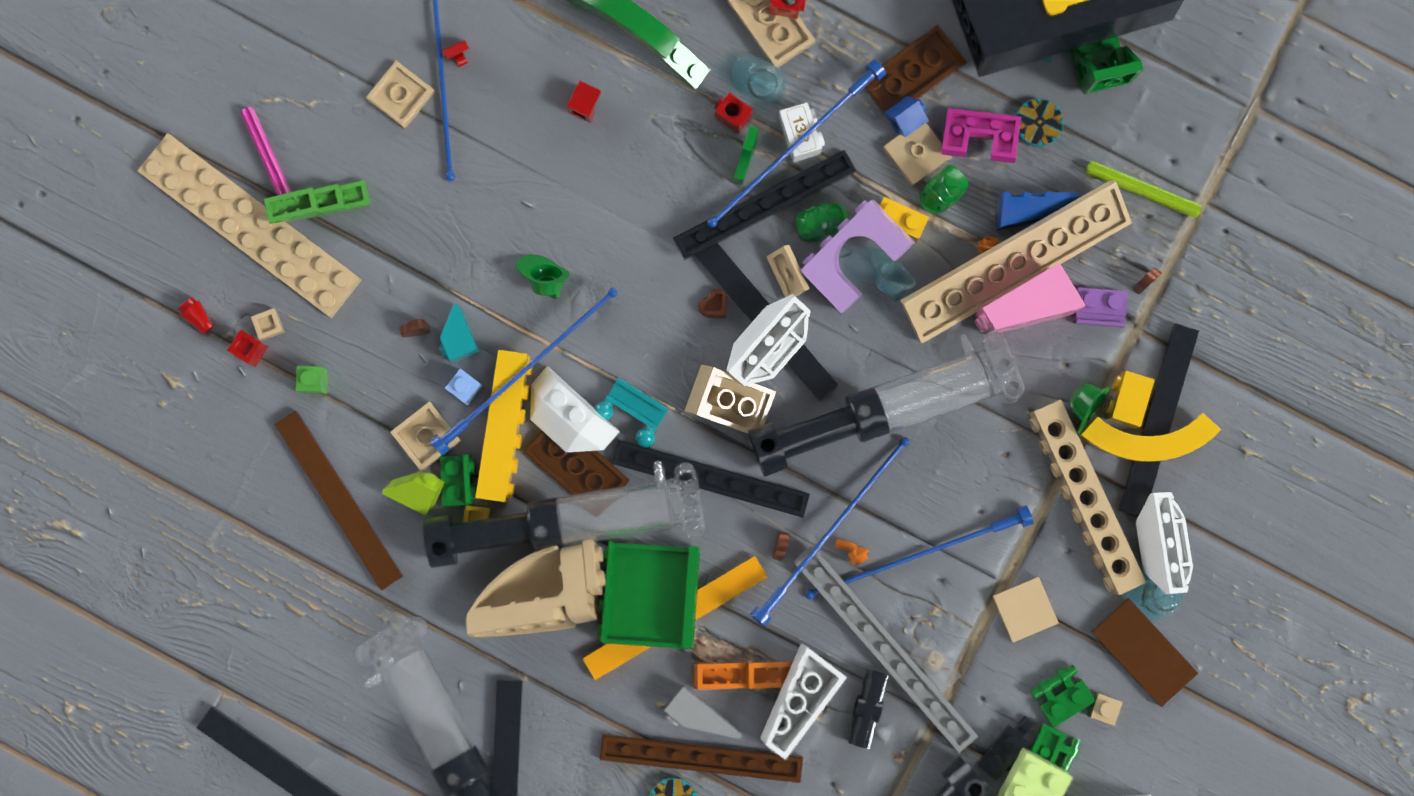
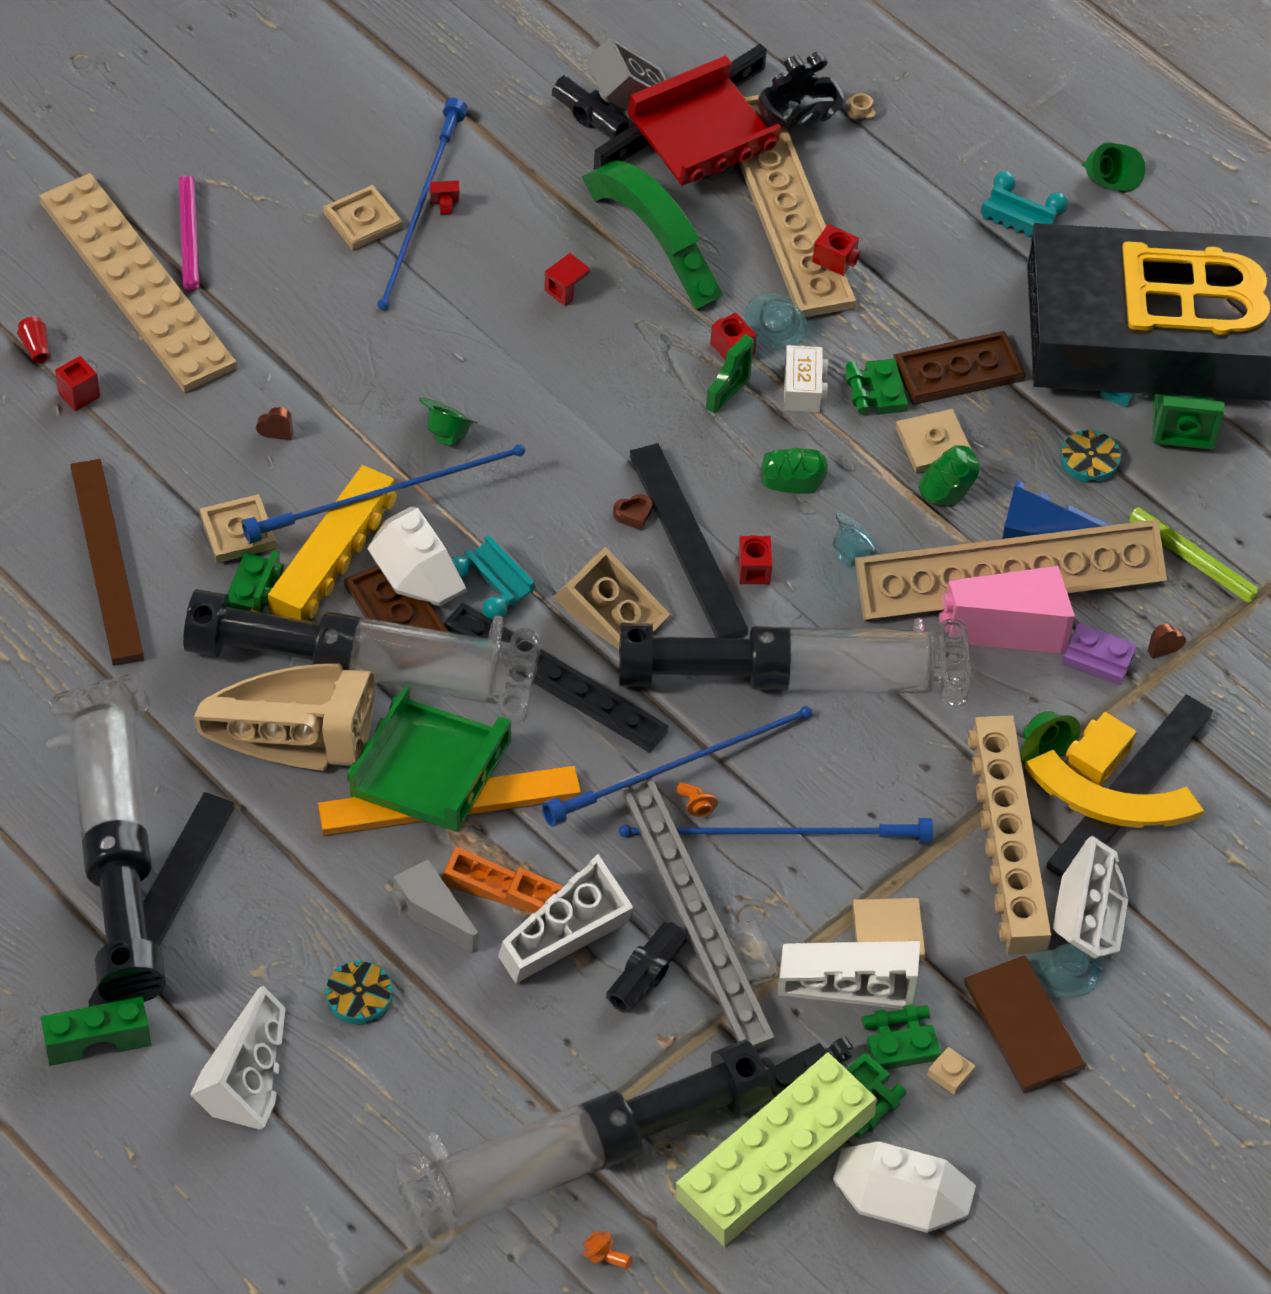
camera: 20 degrees right, 30 degrees down
(267, 324) = (111, 371): tan plate -> none
(311, 380) = (134, 433): bright green brick -> none
(317, 202) = (232, 280): bright green slope -> none
(415, 491) = (202, 569): lime slope -> none
(457, 337) = (319, 447): teal slope -> none
(464, 387) = (304, 491): light blue brick -> none
(594, 576) = (373, 701): tan plate -> none
(701, 758) = (417, 957): reddish brown tile -> none
(765, 204) = (732, 433): black tile -> none
(769, 341) = (686, 552): white wedge -> none
(780, 545) = (611, 762): copper tile -> none
(787, 271) = (733, 502): tan plate -> none
(820, 331) = (755, 559): none -> red brick
(824, 267) = (842, 468): lavender arch -> none
(864, 114) = (885, 385): none -> green plate
(874, 71) = (911, 340): blue piece -> none
(907, 115) = (934, 396): brick -> none
(908, 219) = (886, 492): yellow brick -> none
(998, 127) = (1038, 444): dark pink plate -> none
(1013, 663) = (851, 972): none -> white wedge

